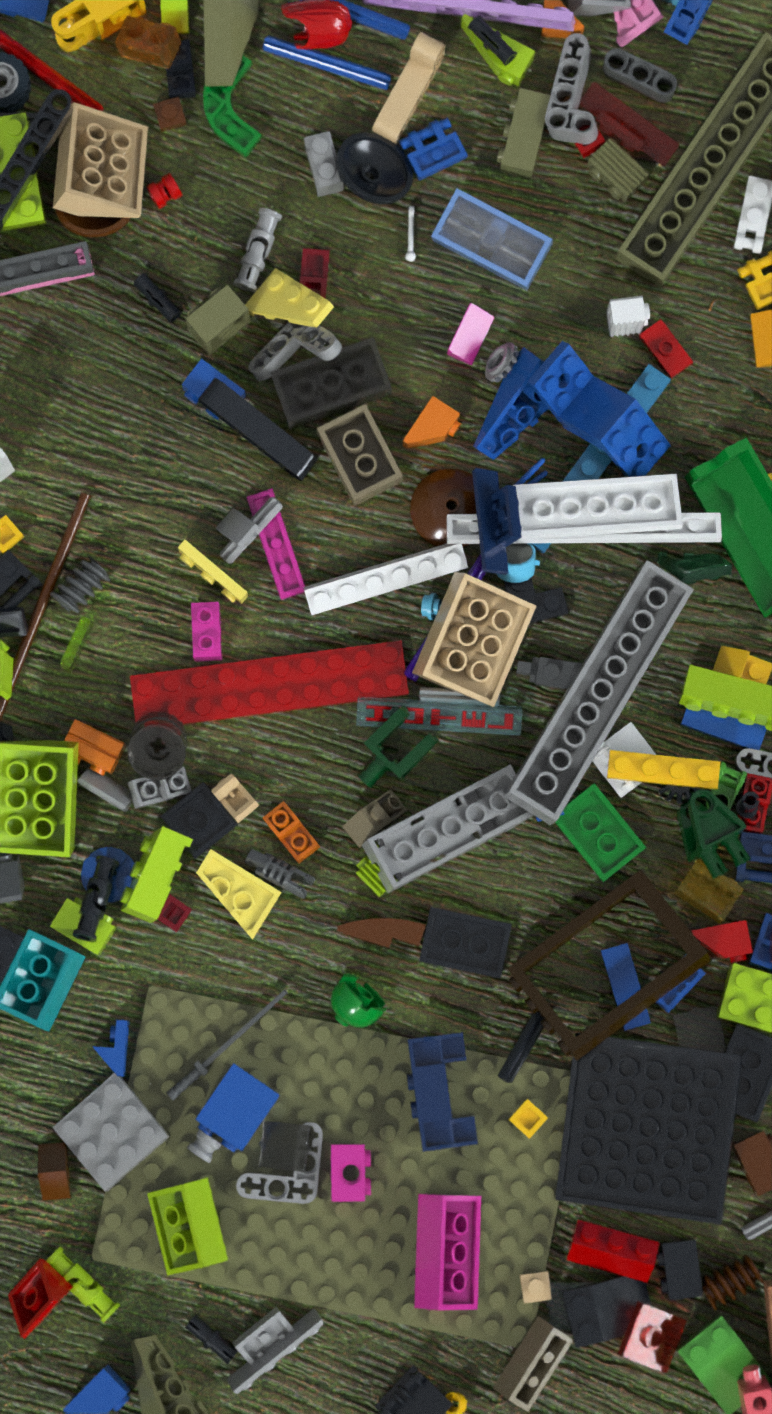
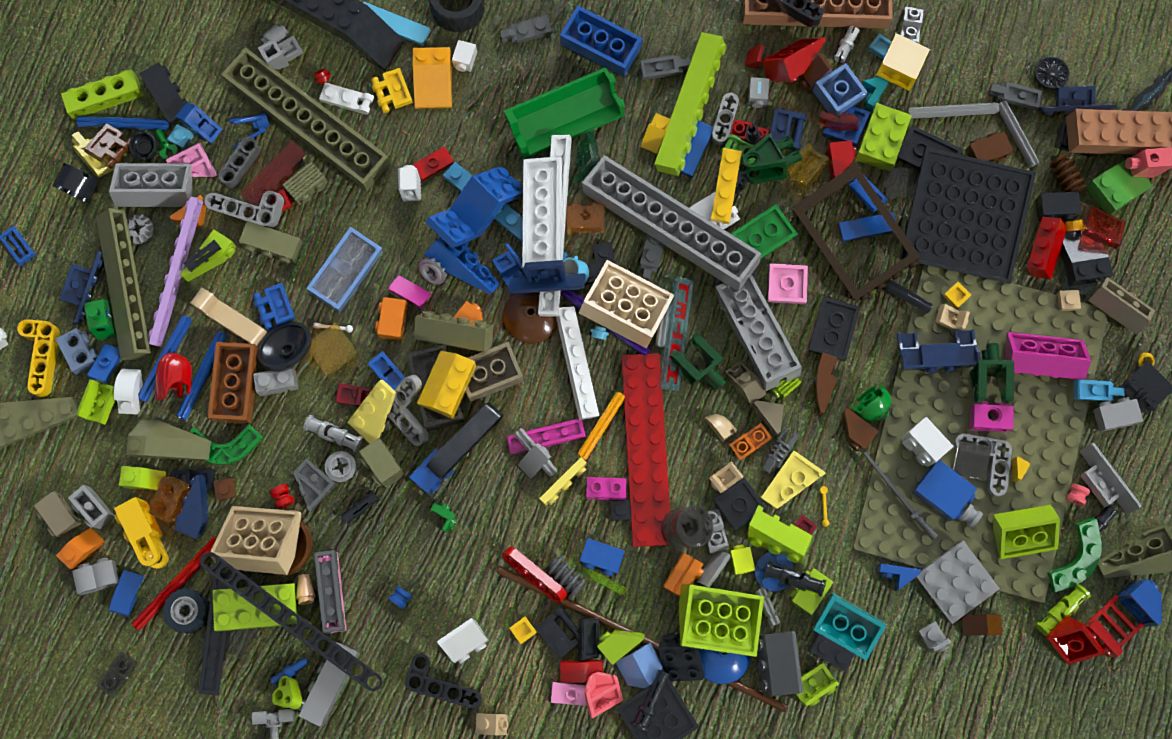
camera: 85 degrees left, 5 degrees down
(31, 1103) = (934, 638): none -> light grey bracket
(37, 365) = (400, 597): none -> blue wheel
(39, 236) = (305, 592): none -> light nougat cone
(54, 1335) = (1104, 638): none -> red plate
(58, 868) = (768, 608): none -> light grey axle
(80, 542) = (534, 575): none -> red beam
(111, 633) = (601, 557): none -> blue brick
(121, 827) = (741, 560): none -> neon yellow brick
(133, 77) = (194, 514): none -> dark blue slope
(151, 1315) = (1086, 560): none -> plate
(159, 411) = (444, 511): none -> green bracket
(179, 655) = (620, 510): none -> black plate
(186, 230) = (312, 483): none -> dark grey wing
(217, 254) = (332, 462): none -> light grey gear
(228, 940) = (823, 490): none -> yellow hinge
(248, 1303) = (1077, 494): none -> coral wheel
(277, 1215) = (1019, 468): none -> yellow slope
(297, 619) = (601, 425): none -> light orange axle
(302, 1075) = (926, 442): none -> white brick
(310, 788) = (721, 426): none -> tan brick
(315, 105) = (233, 383): none -> dark orange brick
(315, 982) = (857, 431): none -> reddish brown slope
(330, 857) = (770, 414): none -> dark tan slope
(332, 395) = (447, 383): none -> yellow slope
(348, 313) = (386, 370): none -> blue brick
(368, 1360) = (1117, 415): none -> light grey brick
(377, 235) = (332, 349): none -> clear yellow plate
(401, 1328) = (1096, 390): none -> dark azure hinge
(411, 398) = (453, 331): none -> olive brick
(421, 1167) = (992, 366): none -> dark green piece
(427, 313) = (392, 319): none -> orange brick
(492, 1111) = (952, 318): none -> tan bracket
(515, 467) = (507, 267): none -> blue slope
(527, 871) = (787, 283): none -> bright pink plate
(594, 587) = (576, 220): none -> clear orange brick
(652, 1293) = (1074, 225): none -> yellow axle
(707, 94) = (259, 121): none -> blue plant

